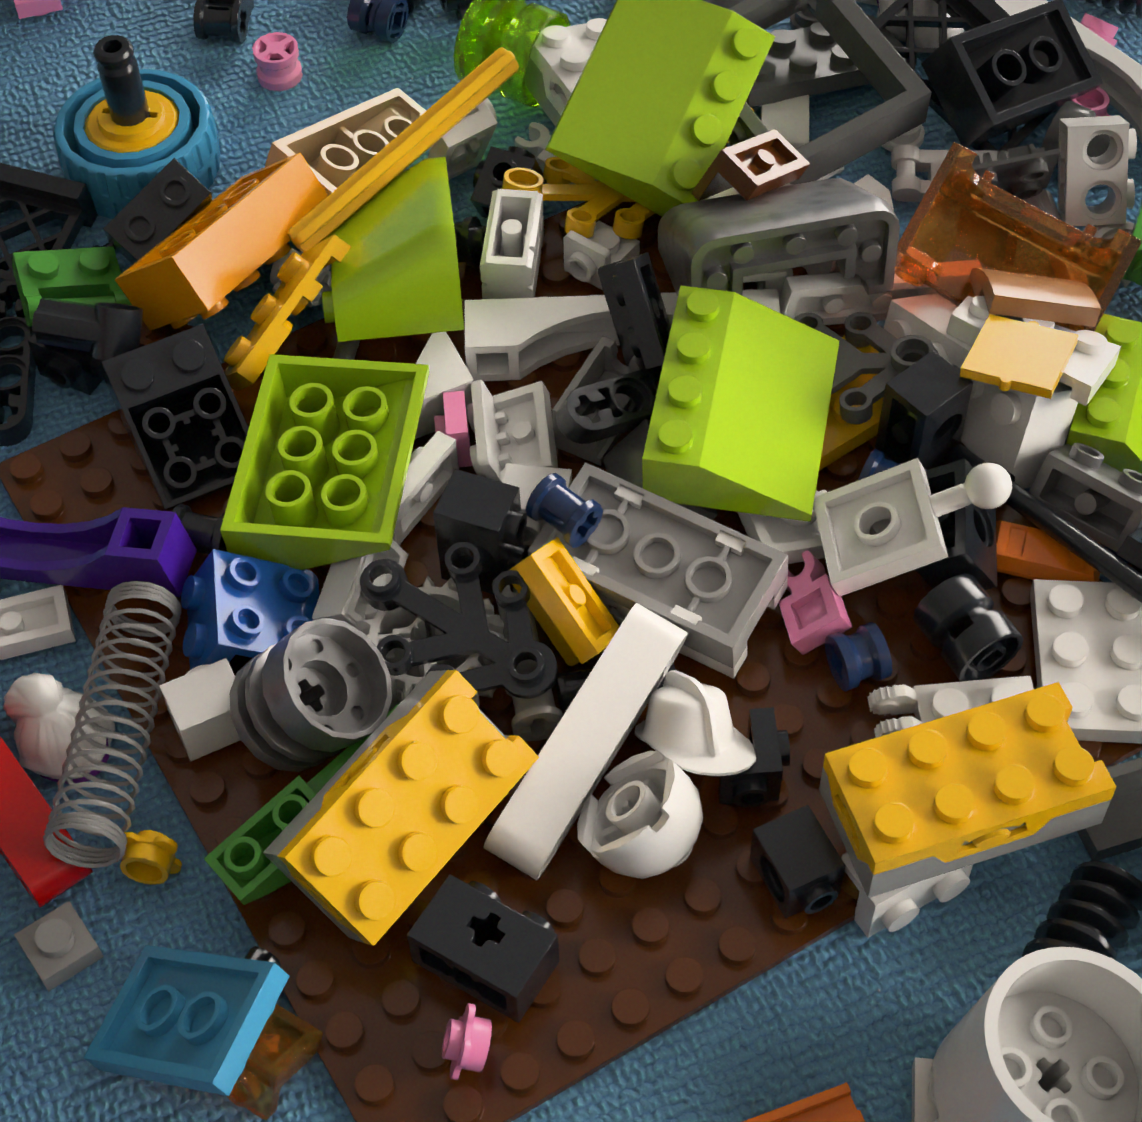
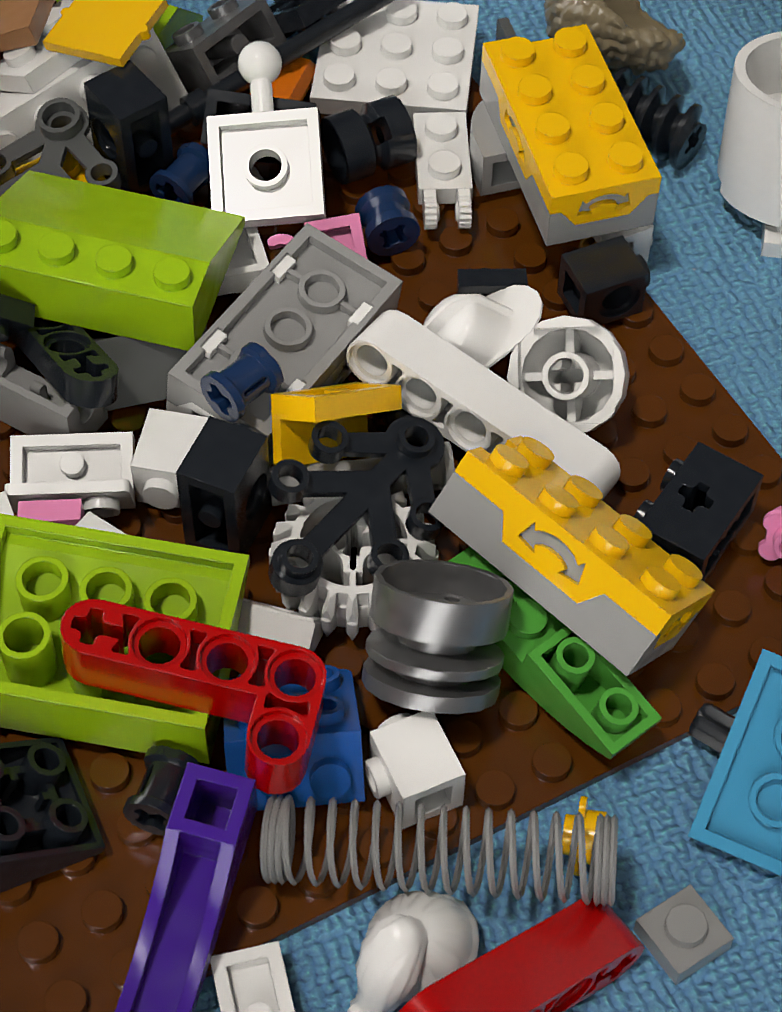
camera: 90 degrees left, 0 degrees up
(245, 501) = (191, 685): none -> red beam

